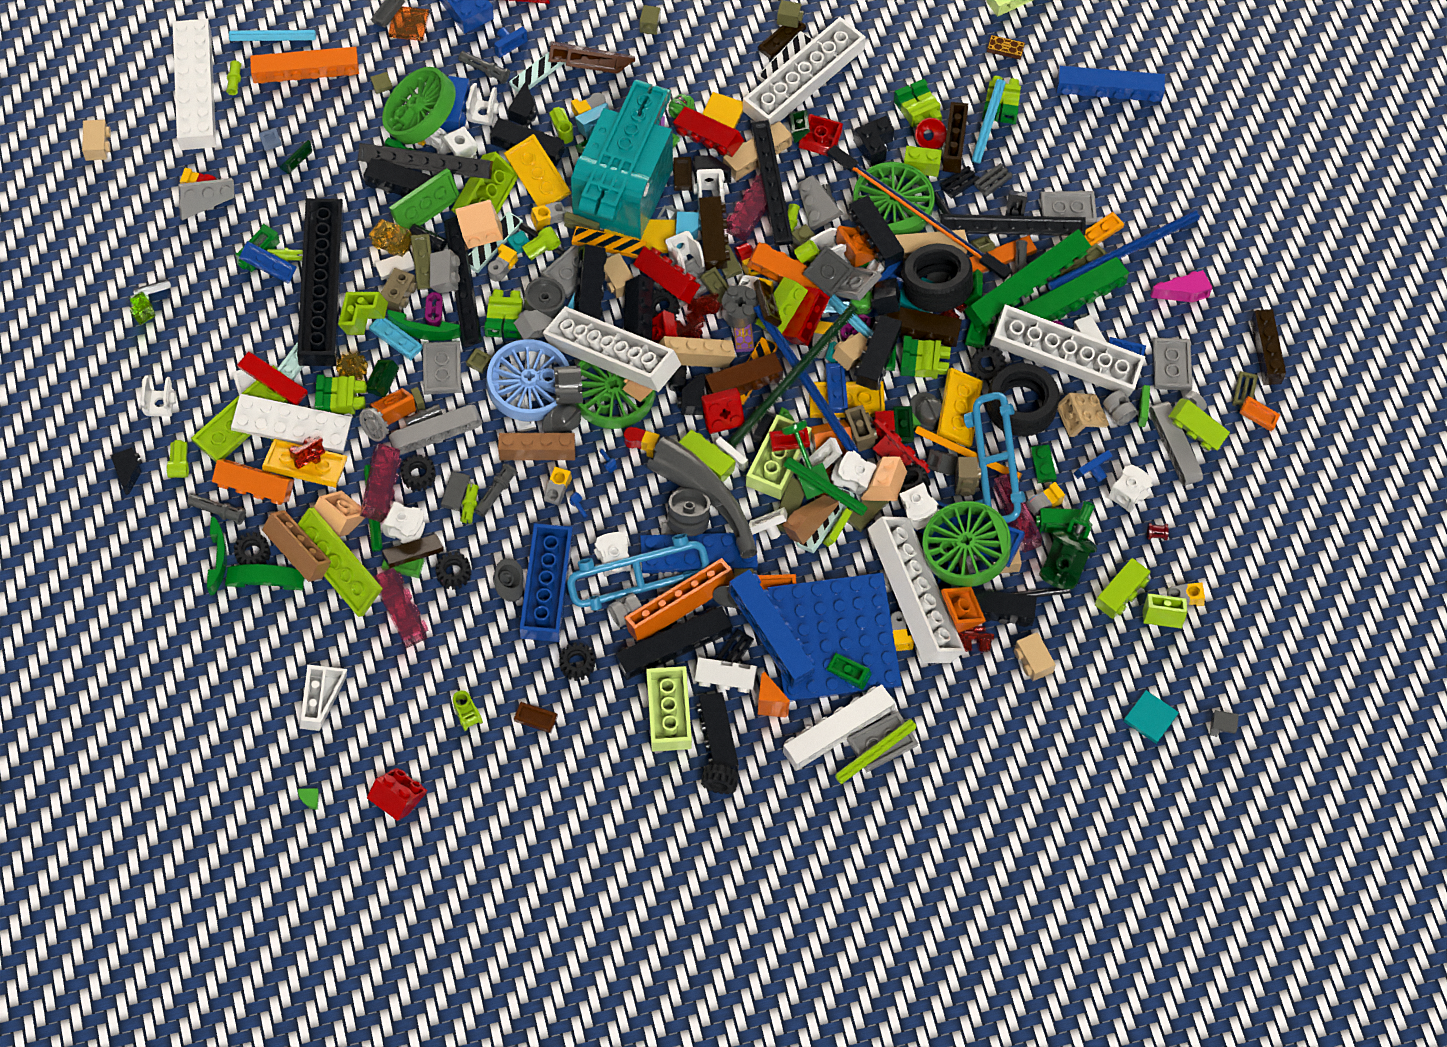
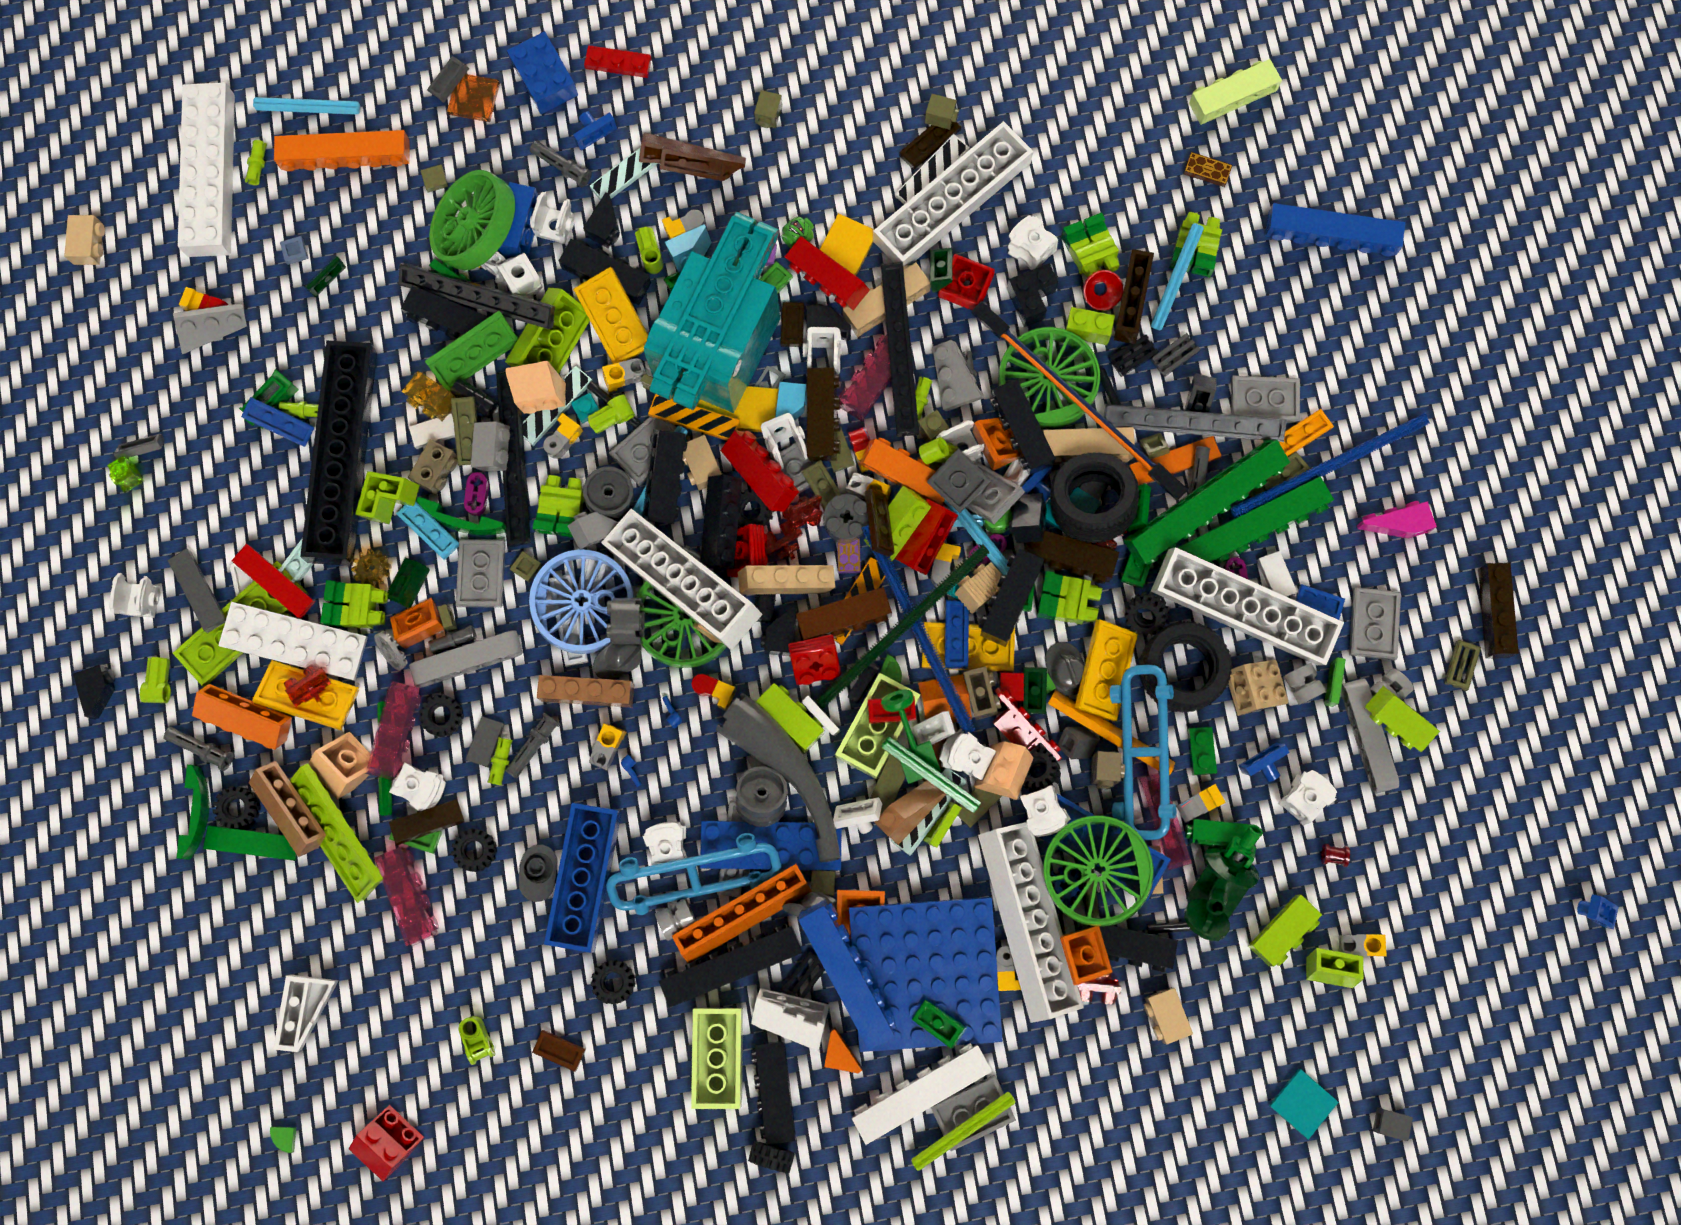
camera: 10 degrees right, 15 degrees up
(208, 390) = (197, 590): none -> dark grey tile
(870, 102) = (1031, 242): none -> white piece
(1259, 413) = (1478, 701): orange tile -> none
(1373, 556) = (1599, 910): none -> blue tile

